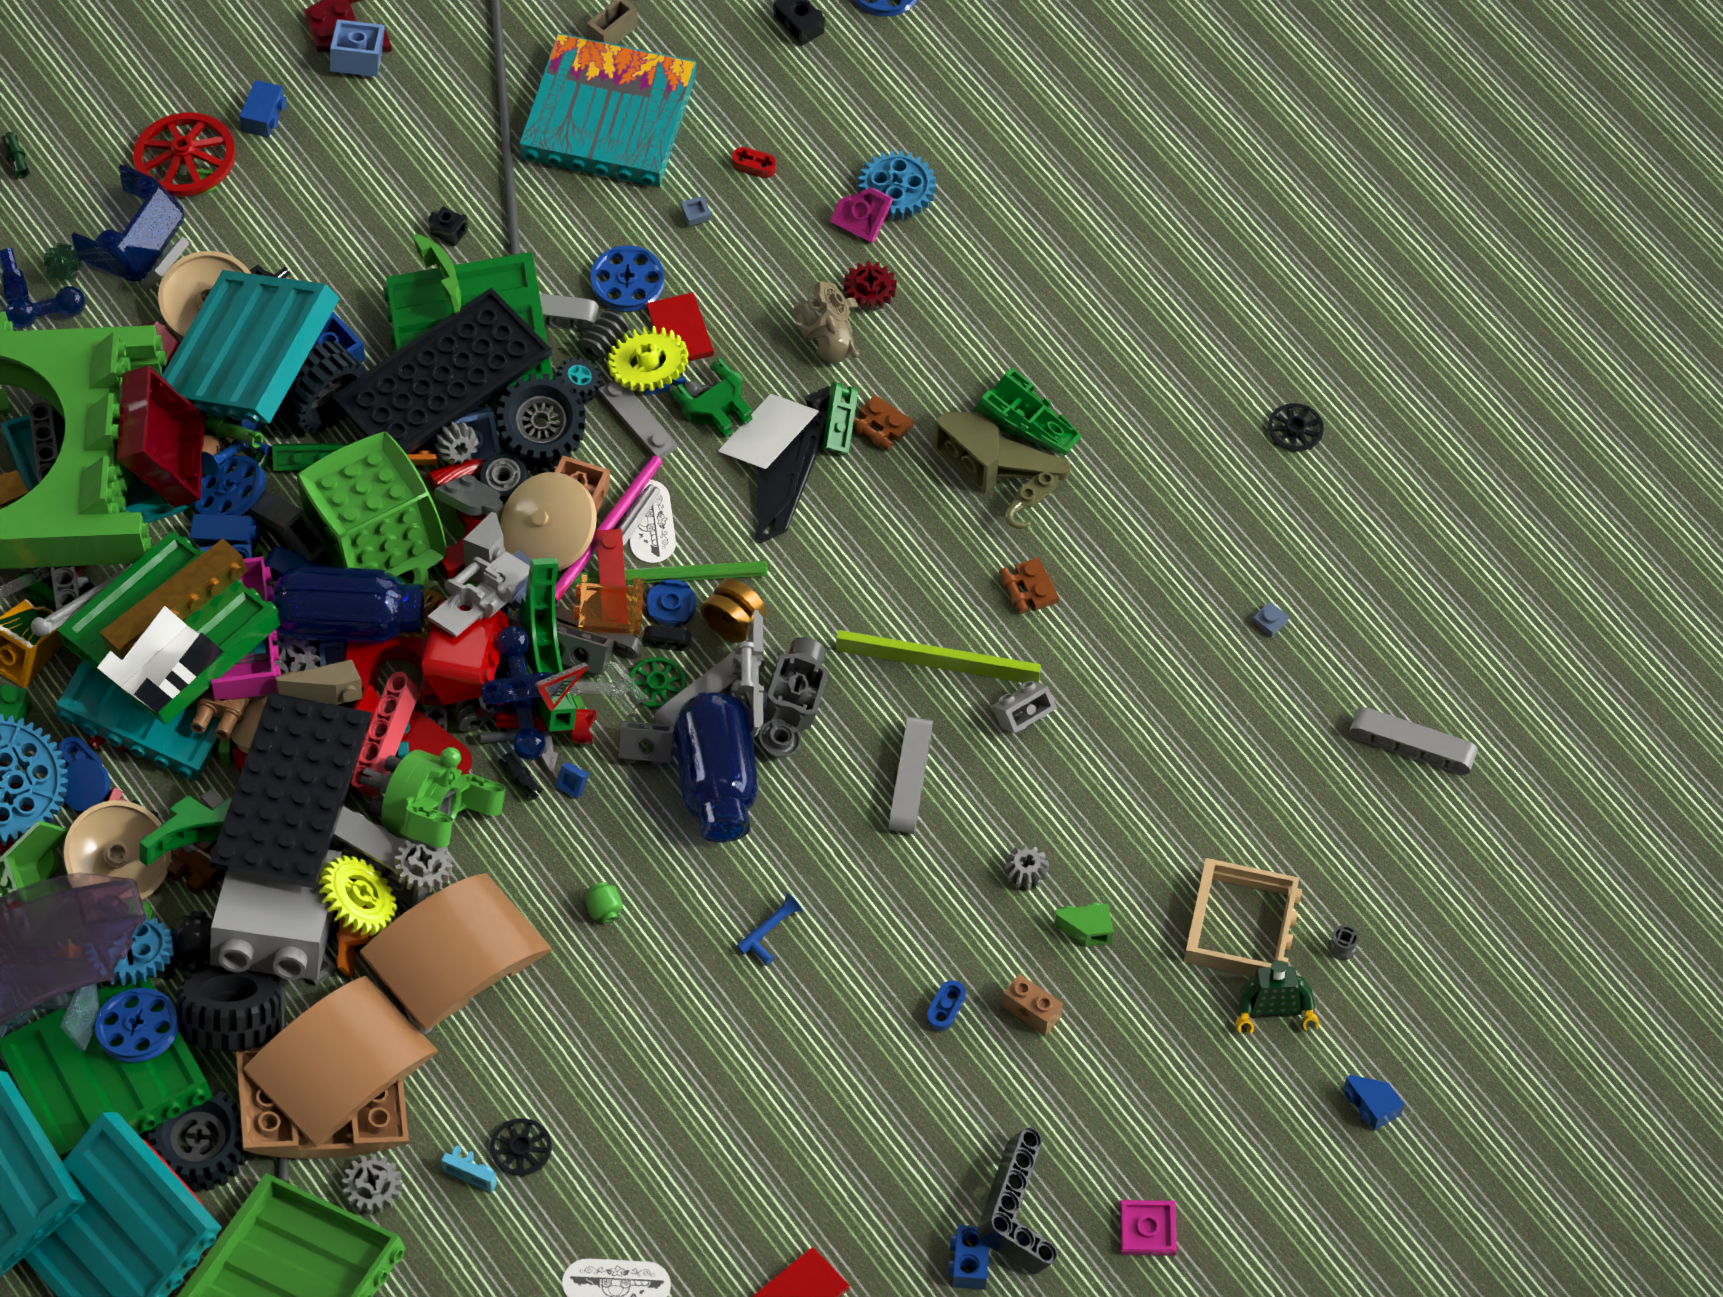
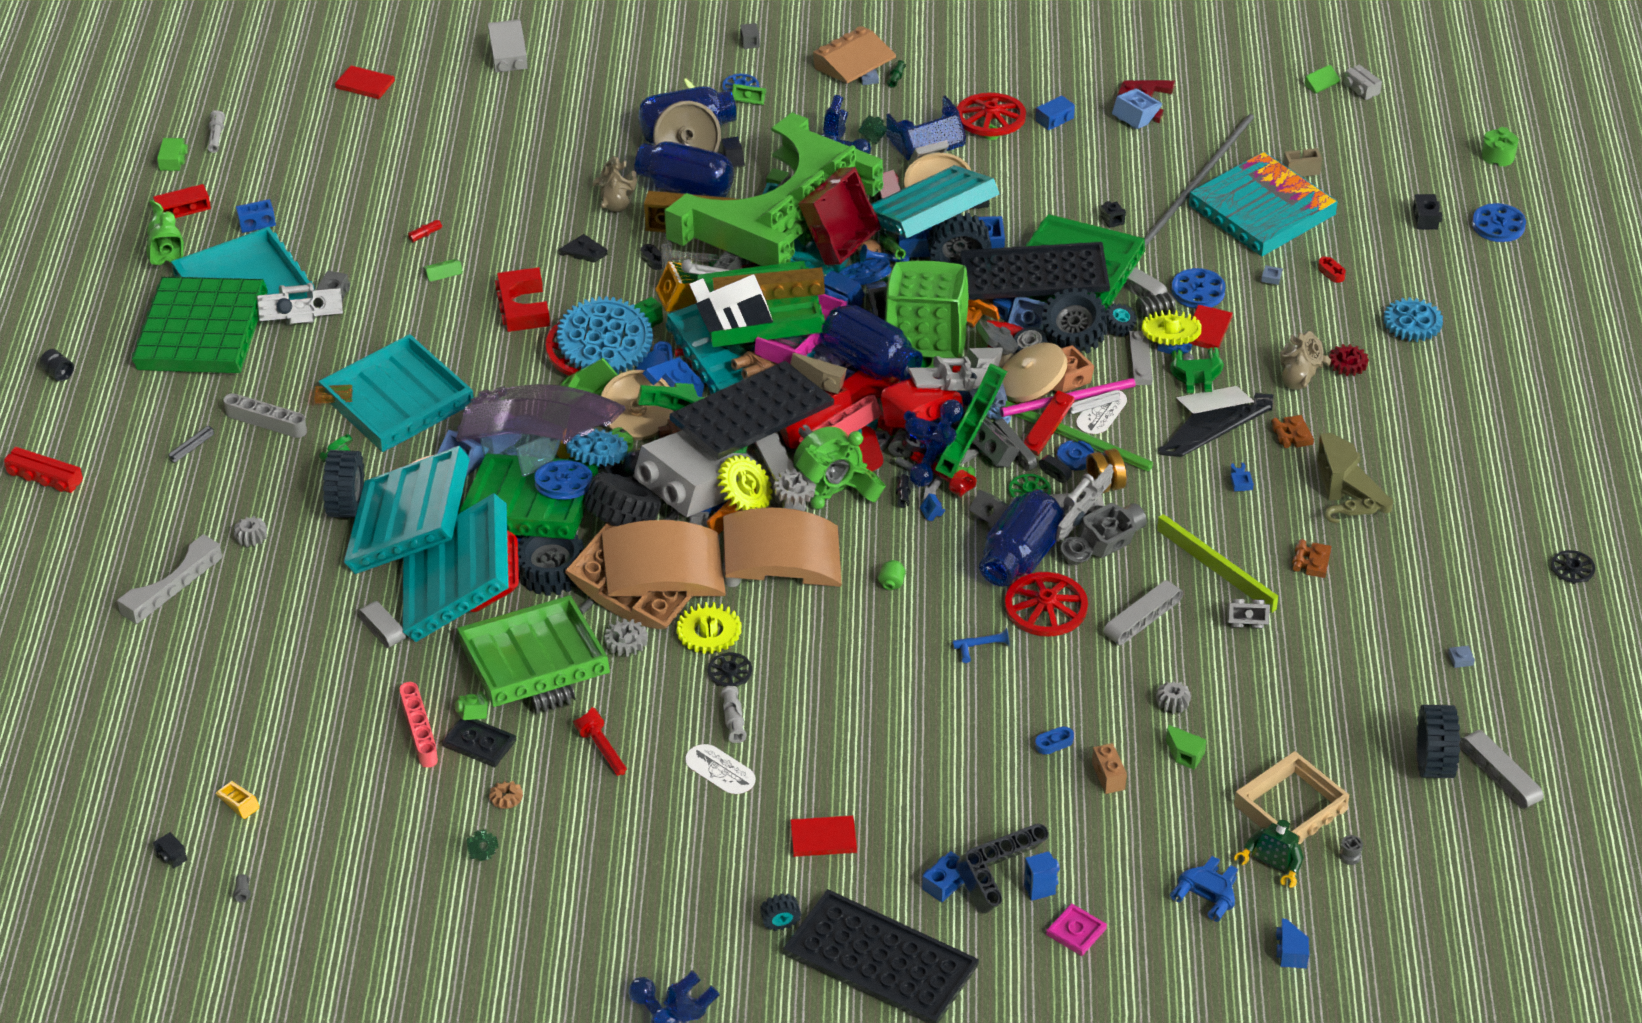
camera: 40 degrees right, 15 degrees down
(141, 785) = (674, 372): none -> blue wing
(432, 254) = (1079, 228): bright green slope -> none
(449, 1091) = (730, 623): none -> neon yellow gear
(456, 443) = (1015, 315): light grey gear -> none
(464, 1169) = (686, 661): medium azure plate -> none
(579, 1206) = (733, 714): none -> light grey piece
(609, 607) = (1030, 431): clear orange panel -> none
(612, 682) = (952, 435): clear piece -> none
(799, 832) = (1046, 600): none -> red wheel
(840, 418) = (1264, 413): plate -> none
(863, 213) = (1376, 321): dark pink plate -> none
(877, 525) = (1240, 479): none -> blue plate
(1025, 415) = (1388, 465): green wedge -> none
(1073, 1191) = (1041, 875): none -> blue brick
(1242, 1082) = (1209, 885): none -> blue connector
(1344, 755) = (1438, 741): none -> black wheel

